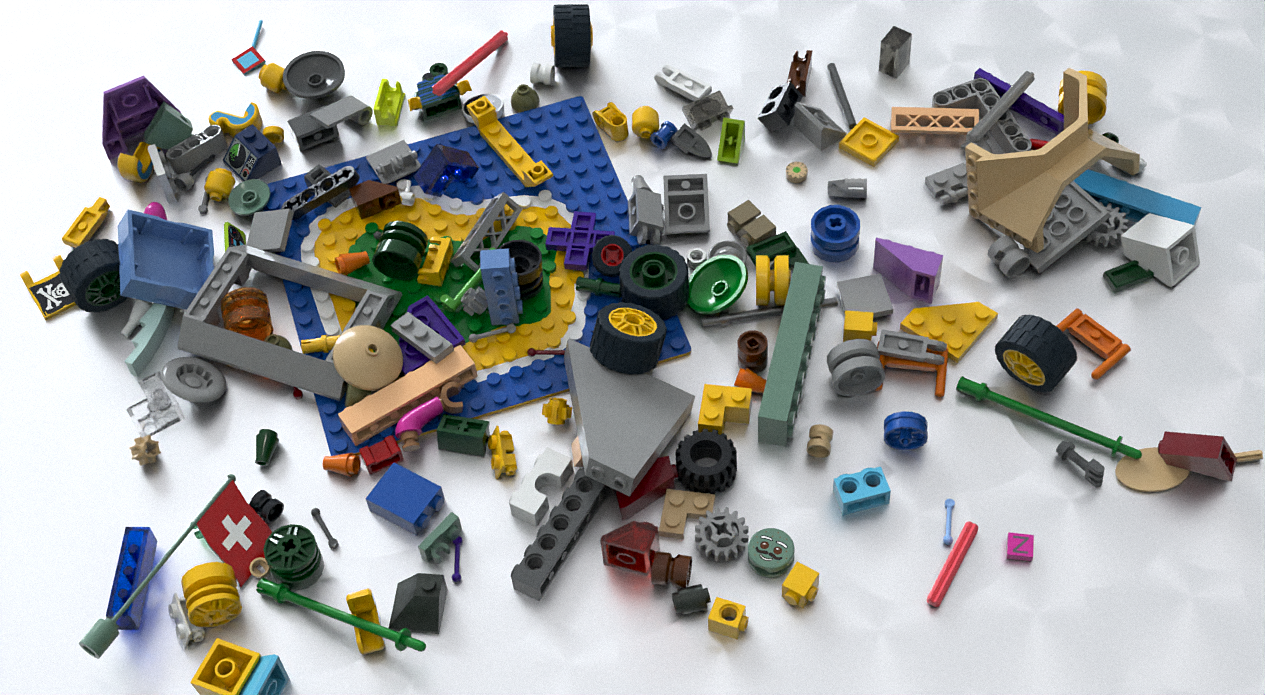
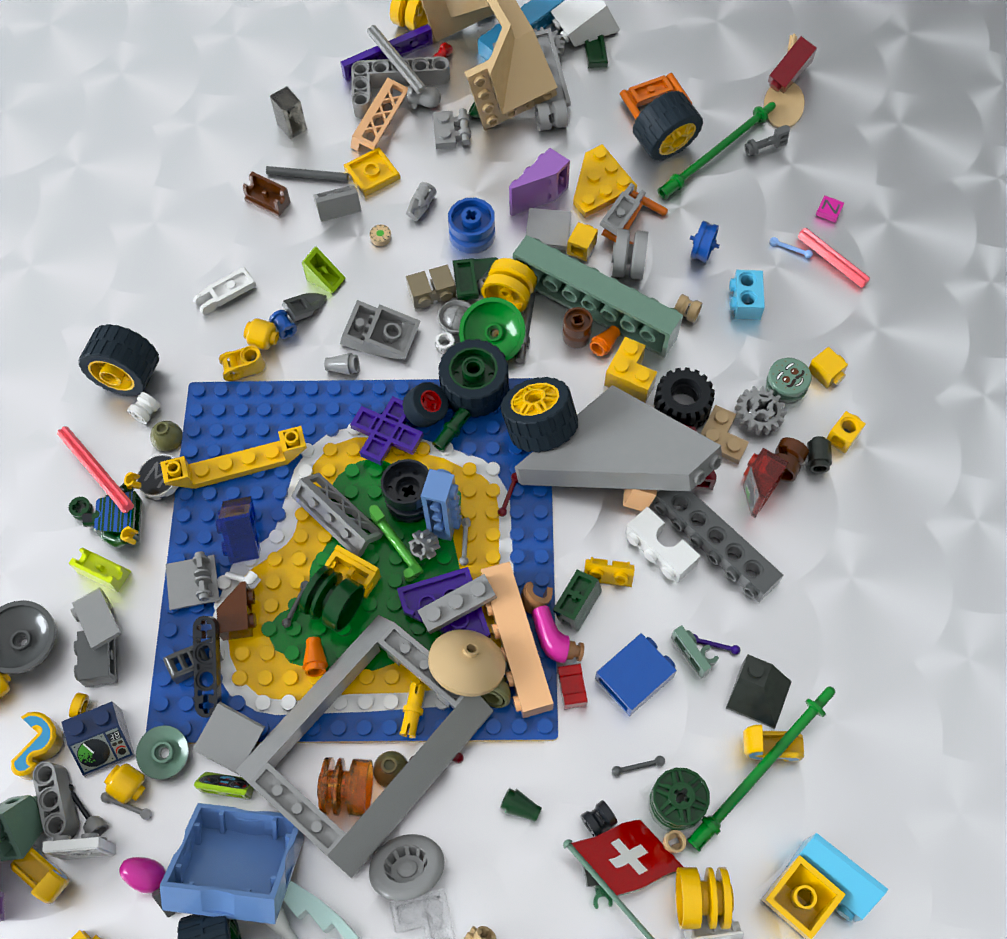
camera: 75 degrees left, 10 degrees up
(343, 464) = (570, 728): orange cone -> none
(557, 411) = (581, 507): yellow gear -> none
(646, 216) = (384, 366): light grey hinge -> none
(706, 111) = (274, 280): clear smoke bracket -> none
(779, 107) = (303, 220): black brick -> none

